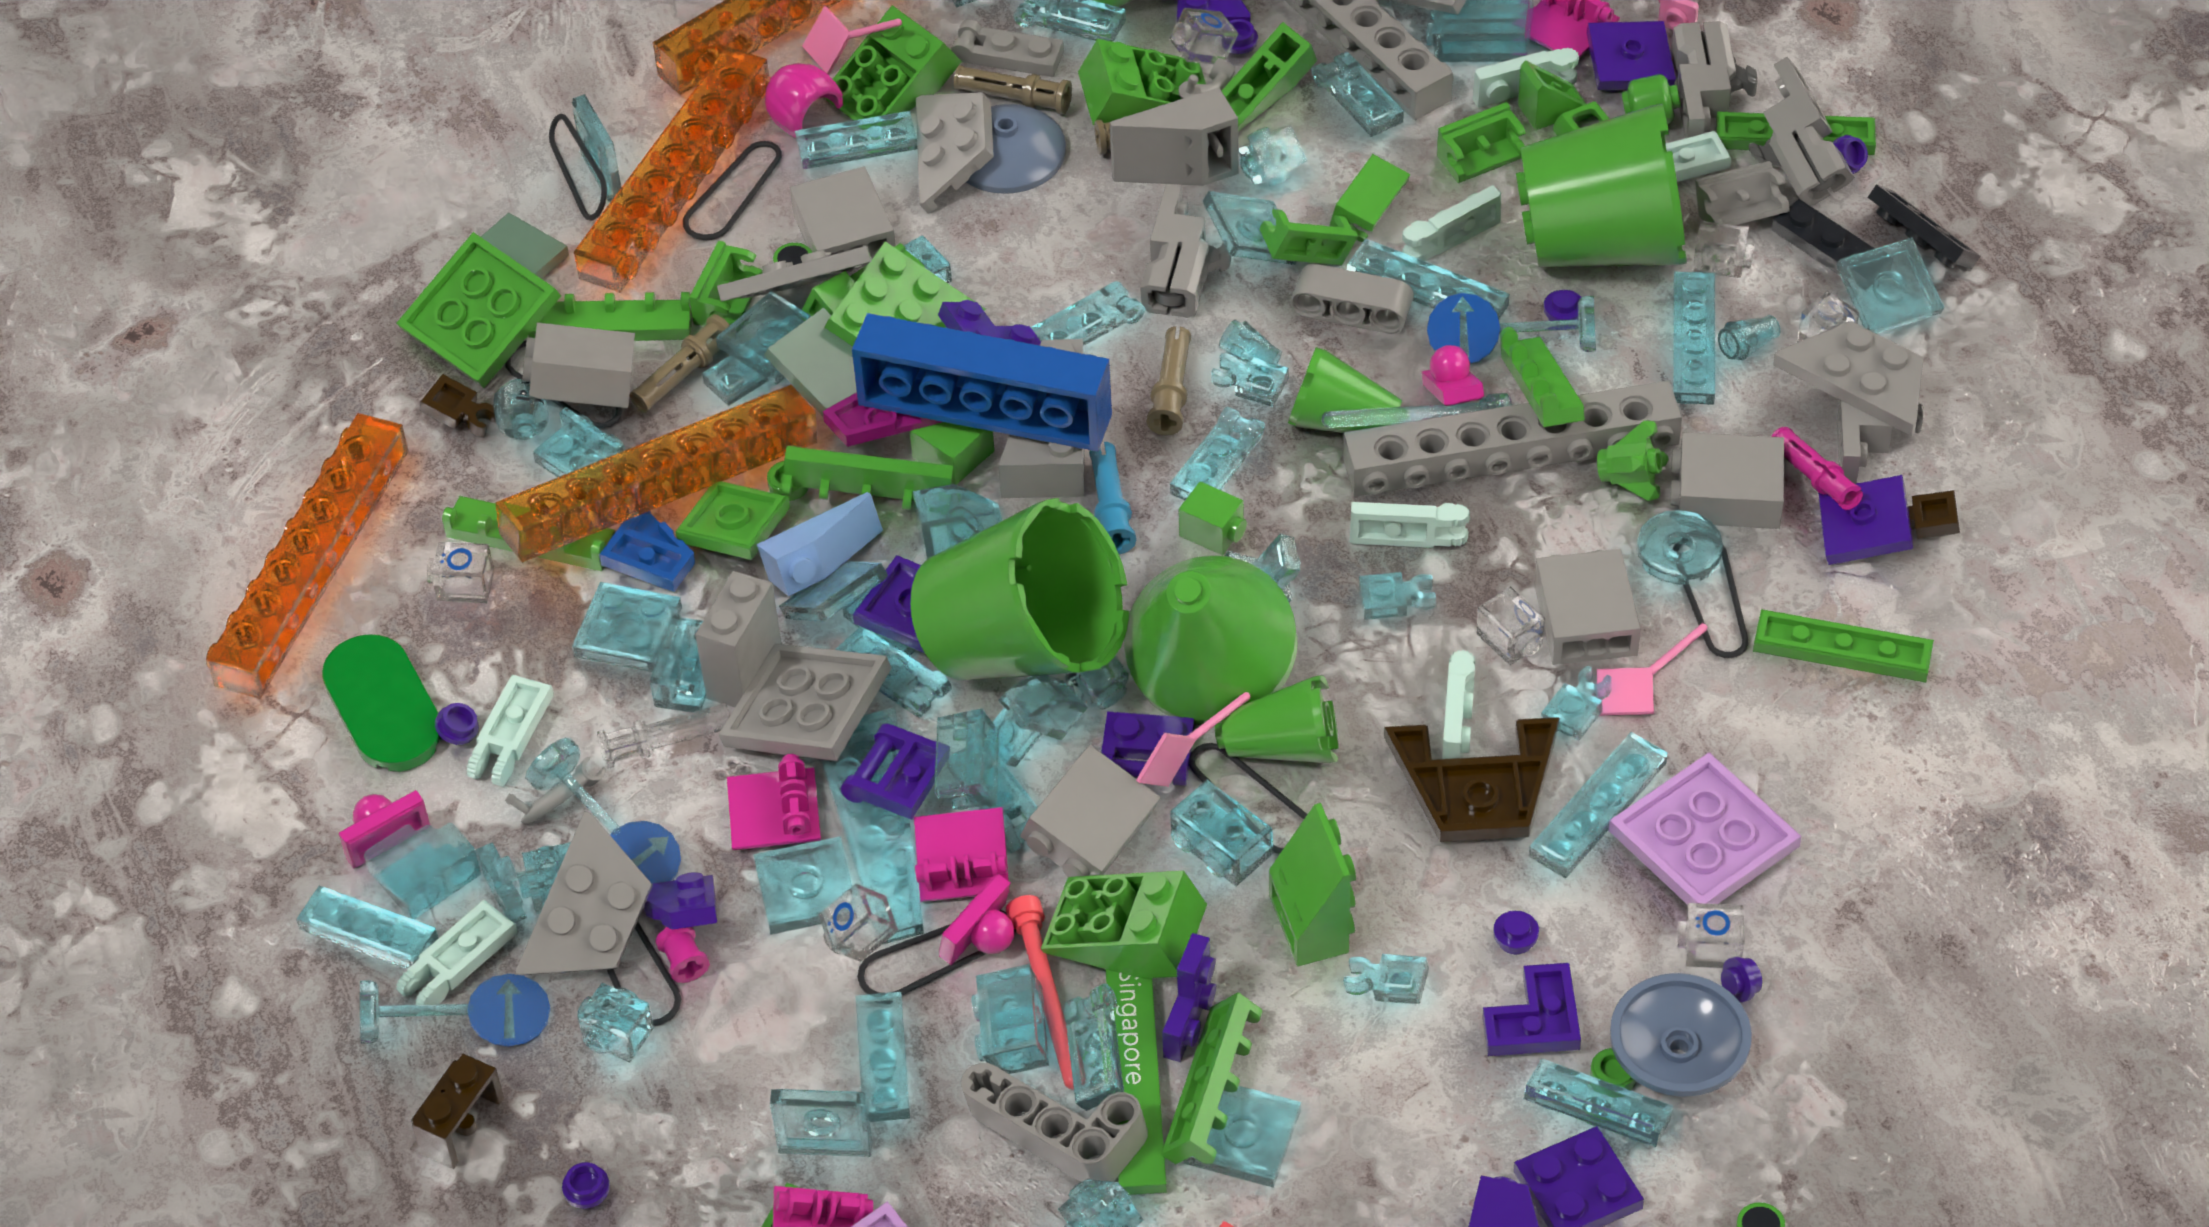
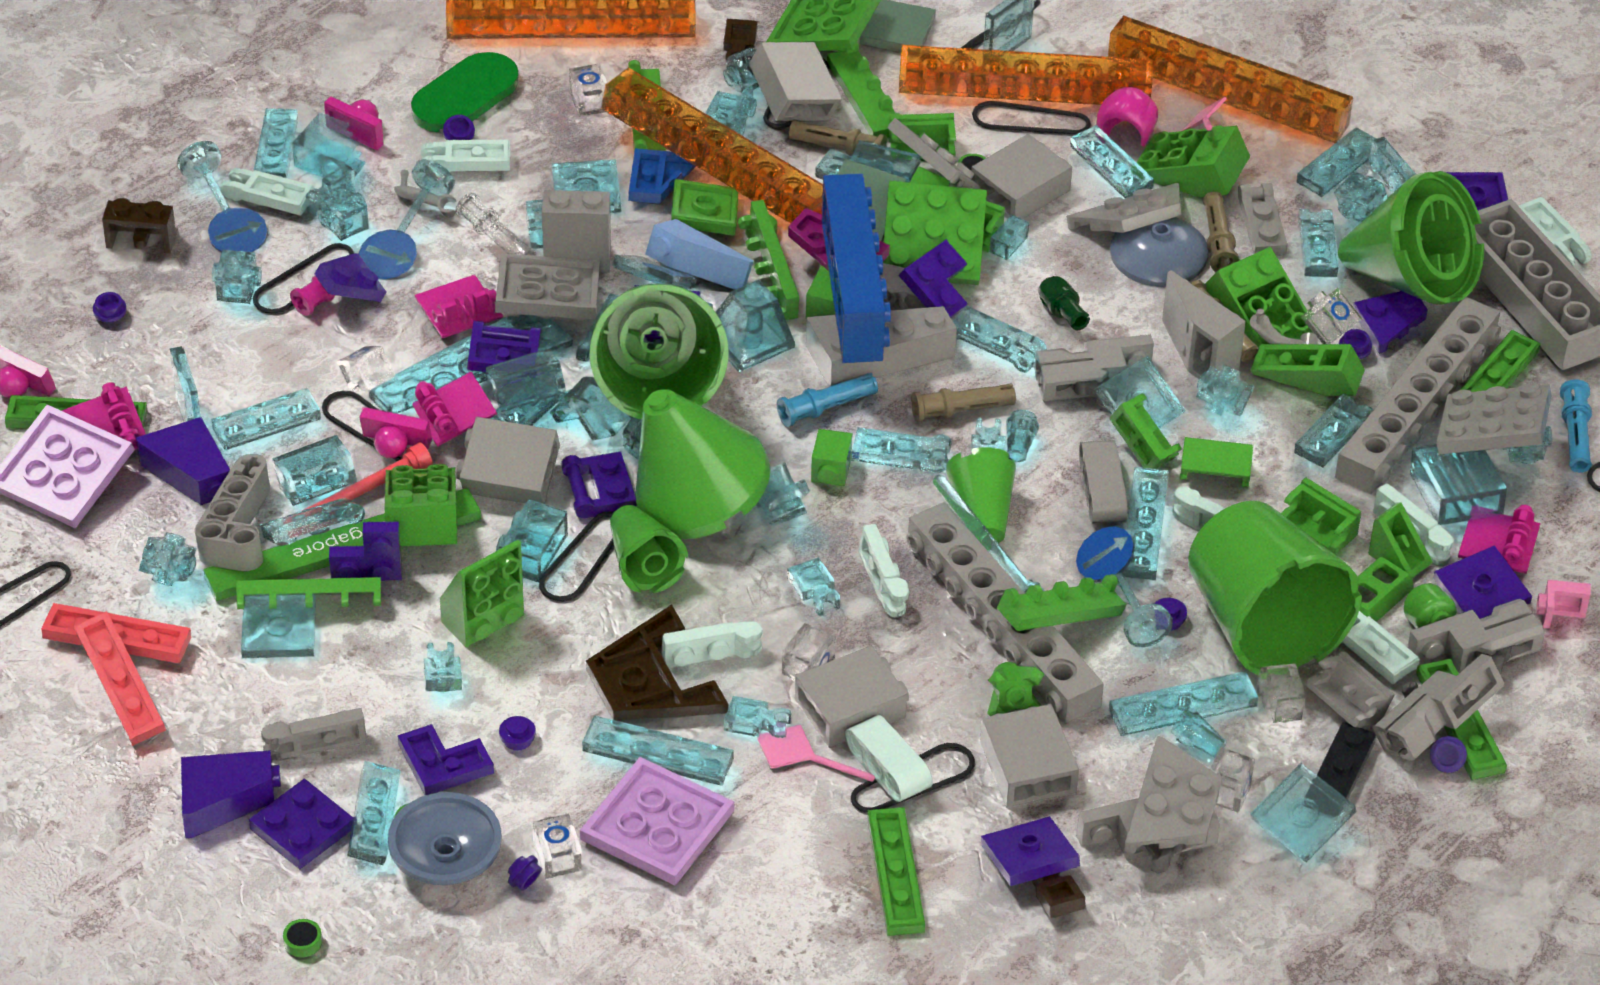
camera: 65 degrees right, 5 degrees down
(588, 907) = (318, 229): light grey wing -> none
(801, 882) = (403, 337): clear light blue tile -> none
(927, 1153) = (185, 459): none -> dark purple slope
(1056, 247) = (1063, 302): none -> dark green arm
(1173, 748) = (575, 485): bright pink piece -> none
(1447, 1136) = (314, 734): none -> light grey hinge
(1450, 377) = (1039, 554): dark pink tile -> none
(1685, 529) = (946, 725): clear light blue tile -> none
(1694, 598) = (888, 758): none -> light aqua beam
(1825, 475) = (1055, 808): dark pink pin -> none
(1922, 228) = (1389, 822): black plate -> none

